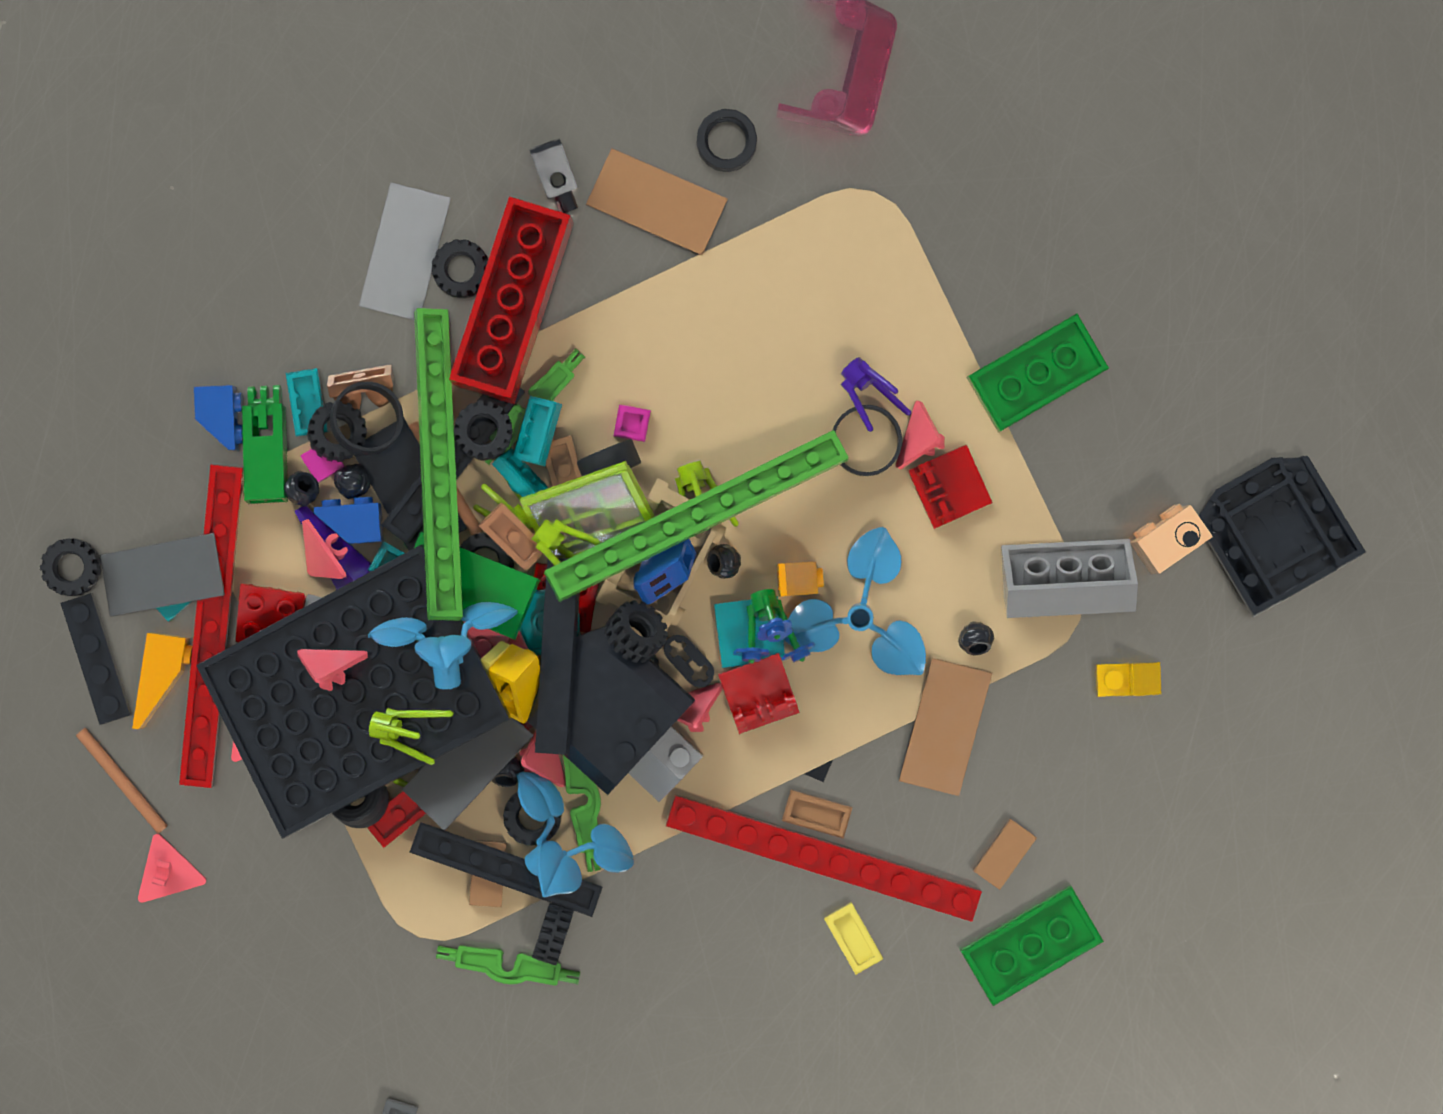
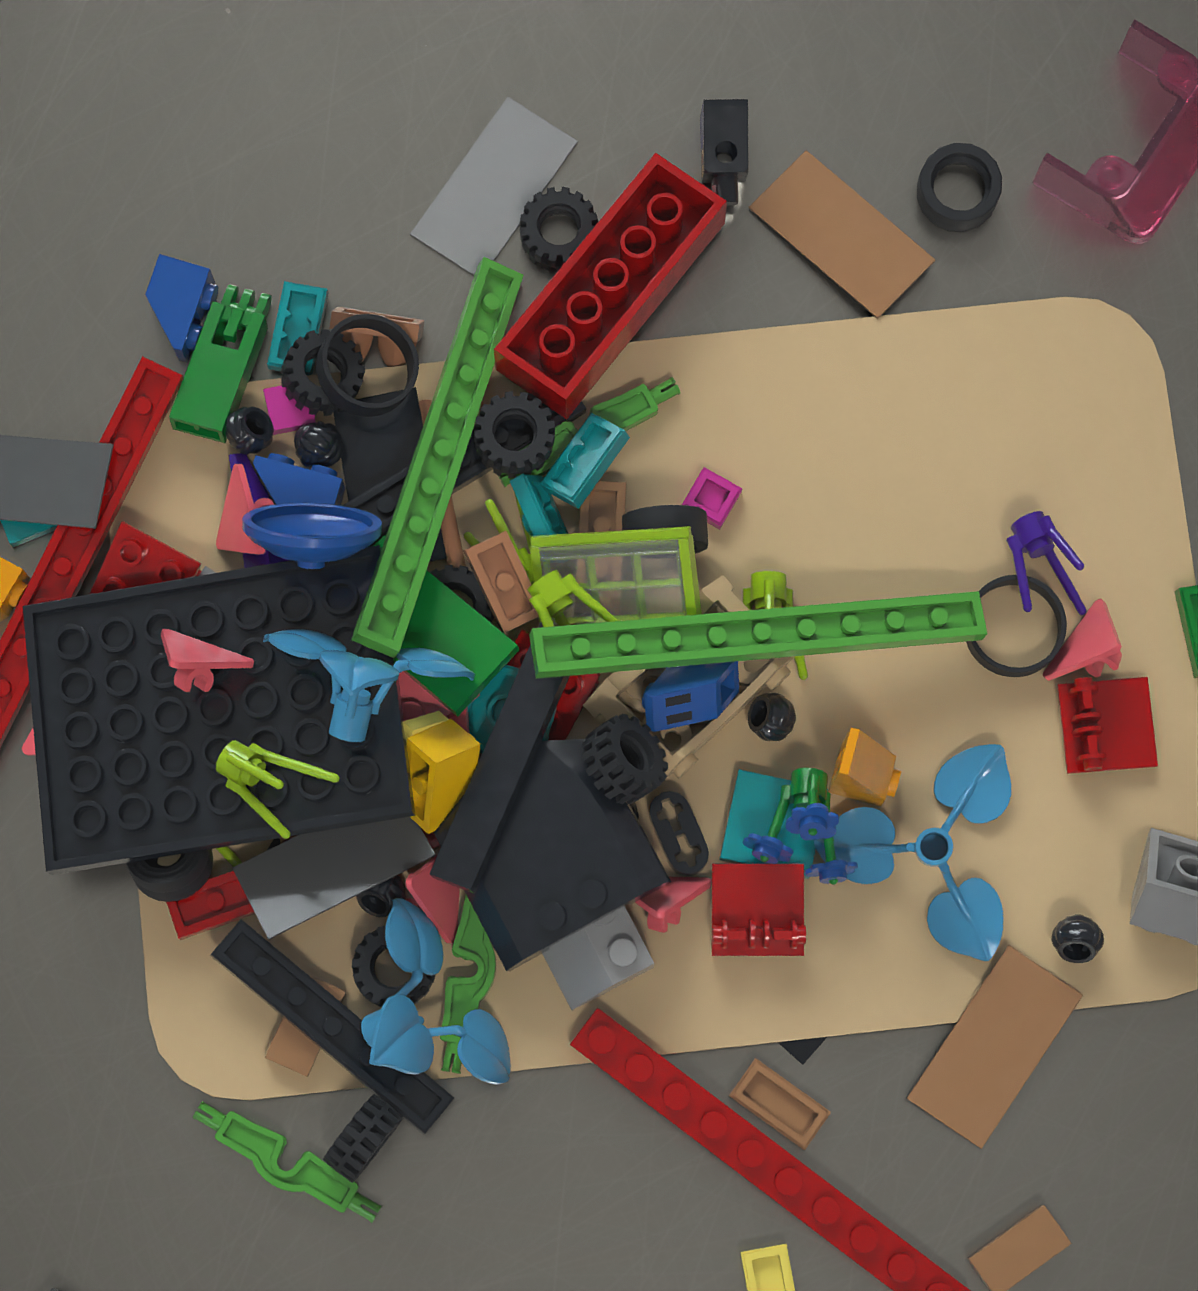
camera: 25 degrees right, 10 degrees down
(373, 551) = (311, 531): none -> blue dish

